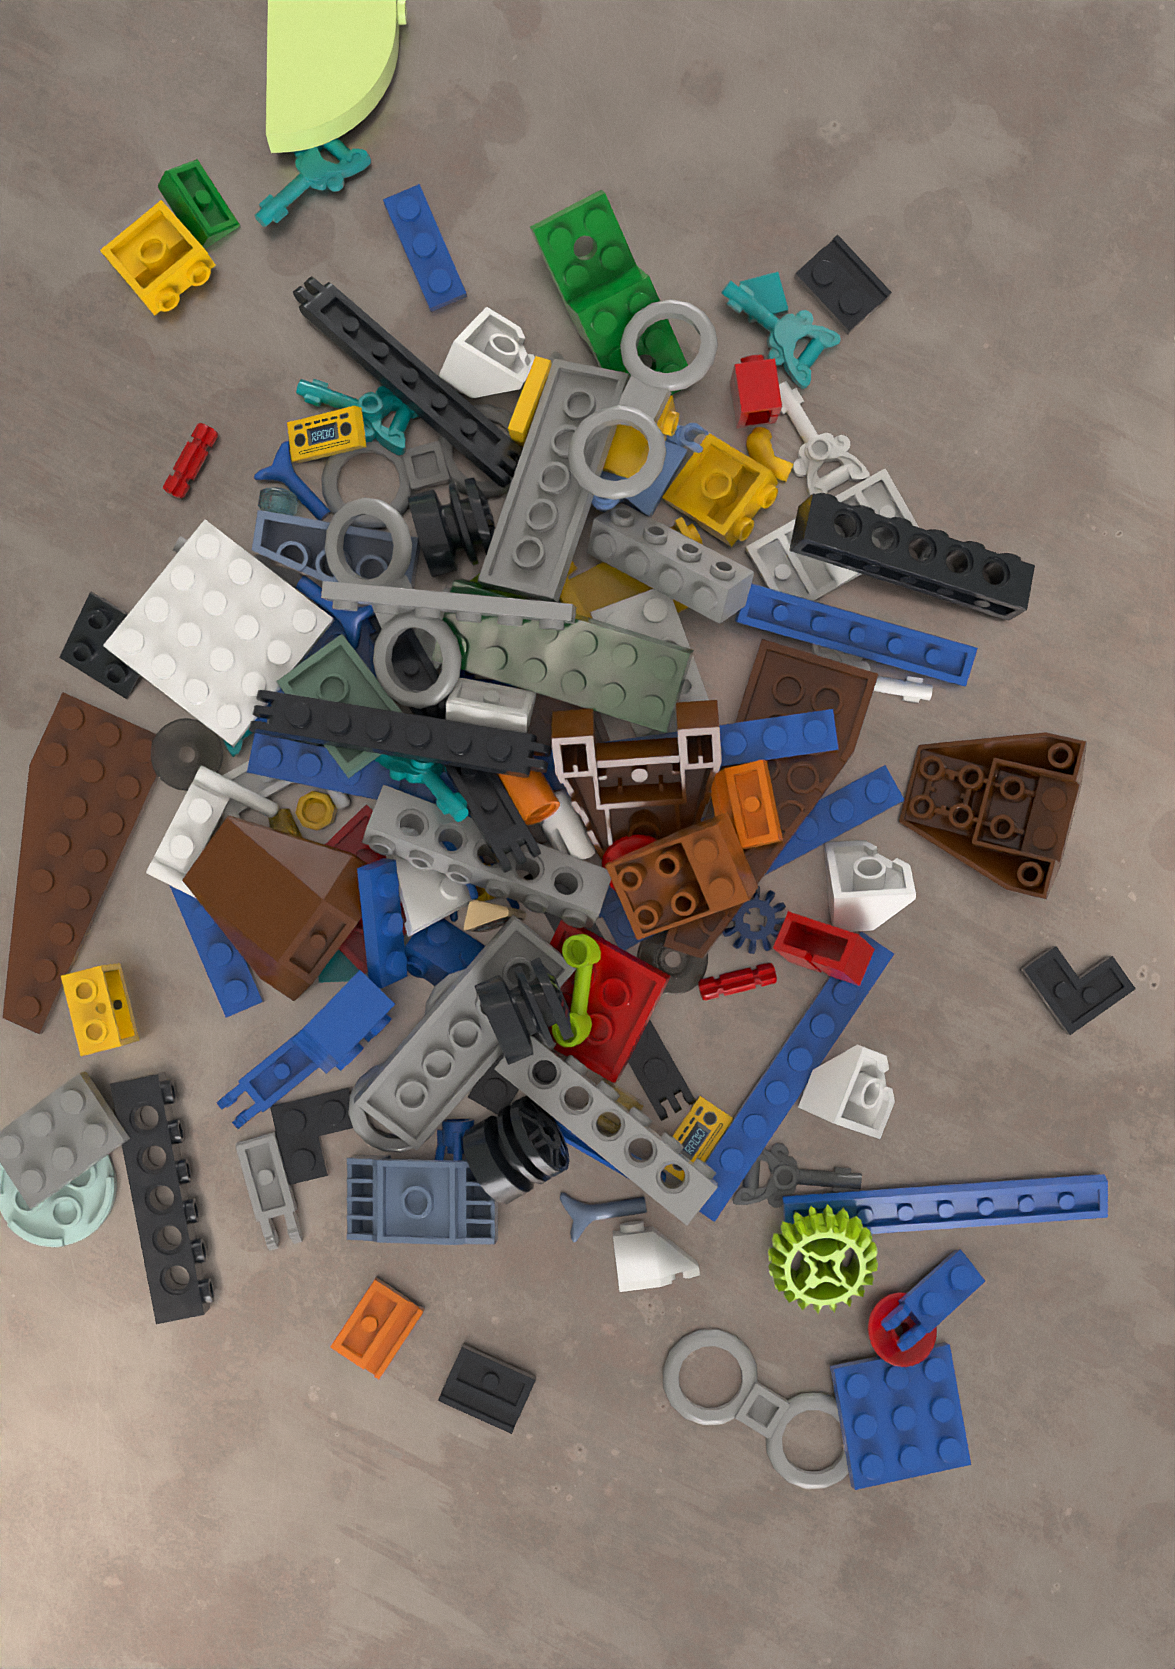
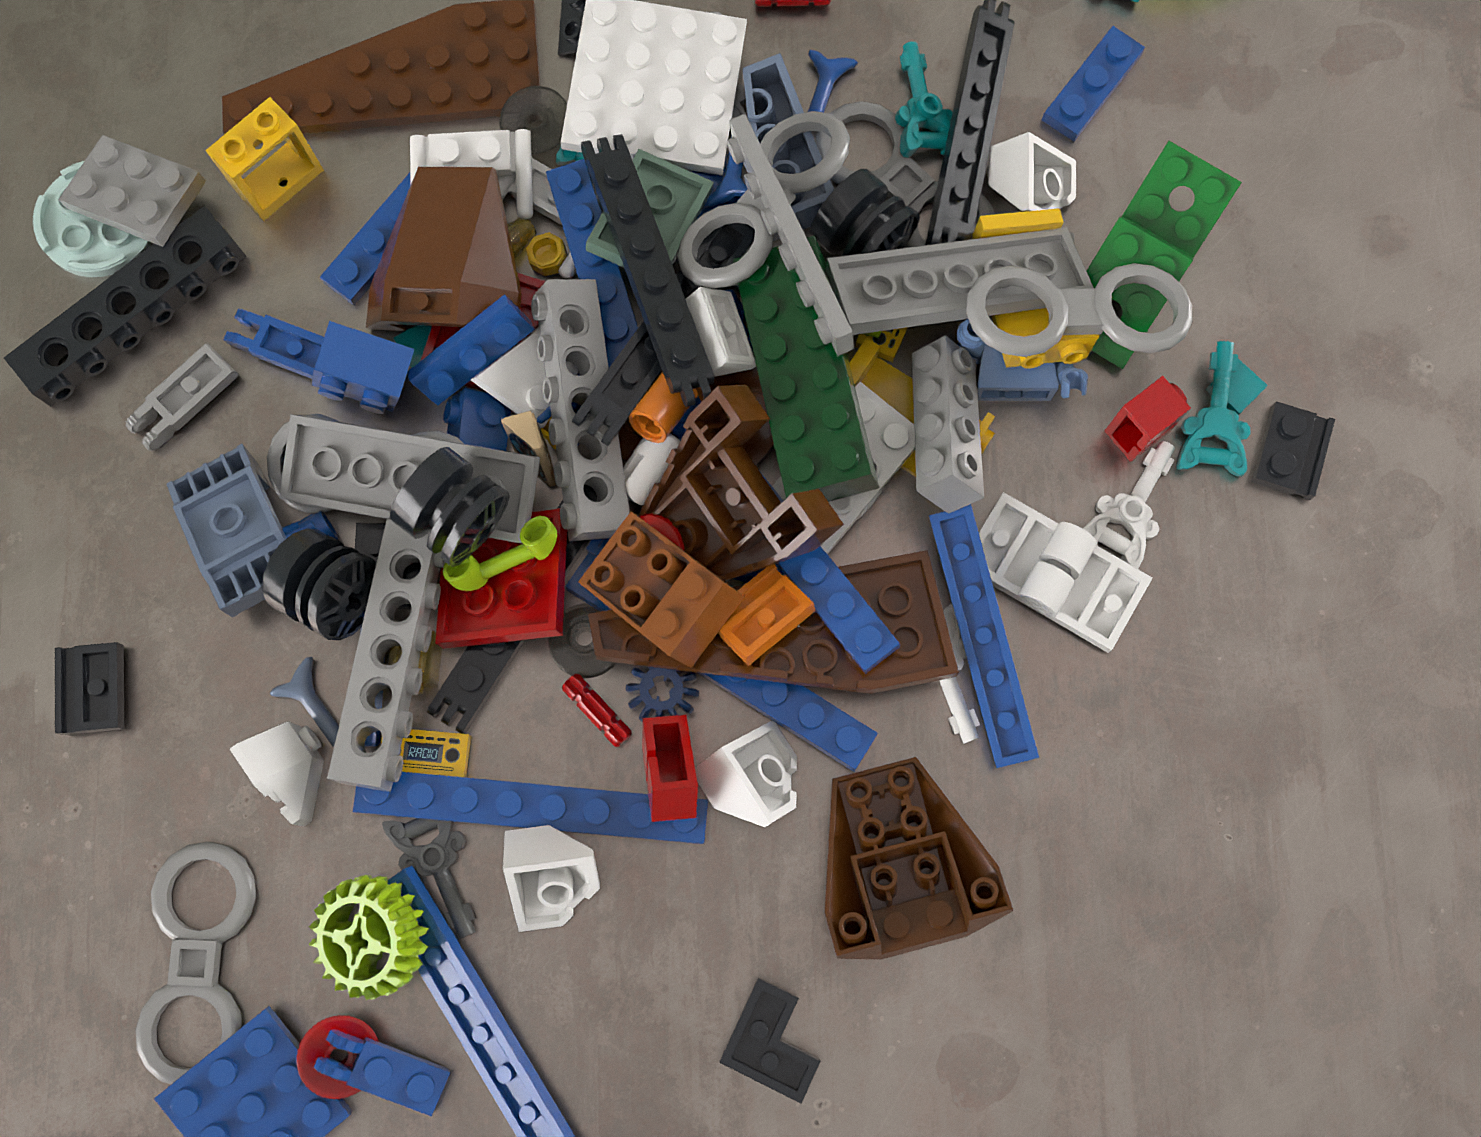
camera: 65 degrees right, 10 degrees down
(278, 501) = (801, 78): clear light blue tile -> none
(300, 1129) = (250, 395): black plate -> none
(326, 434) = (882, 85): yellow tile -> none
(377, 1328) = (99, 558): orange plate -> none
(428, 774) = (627, 316): teal piece -> none
(722, 490) = (1041, 444): yellow plate -> none
(761, 450) = (1094, 464): yellow arm -> none
(817, 538) = (1069, 627): black brick -> none

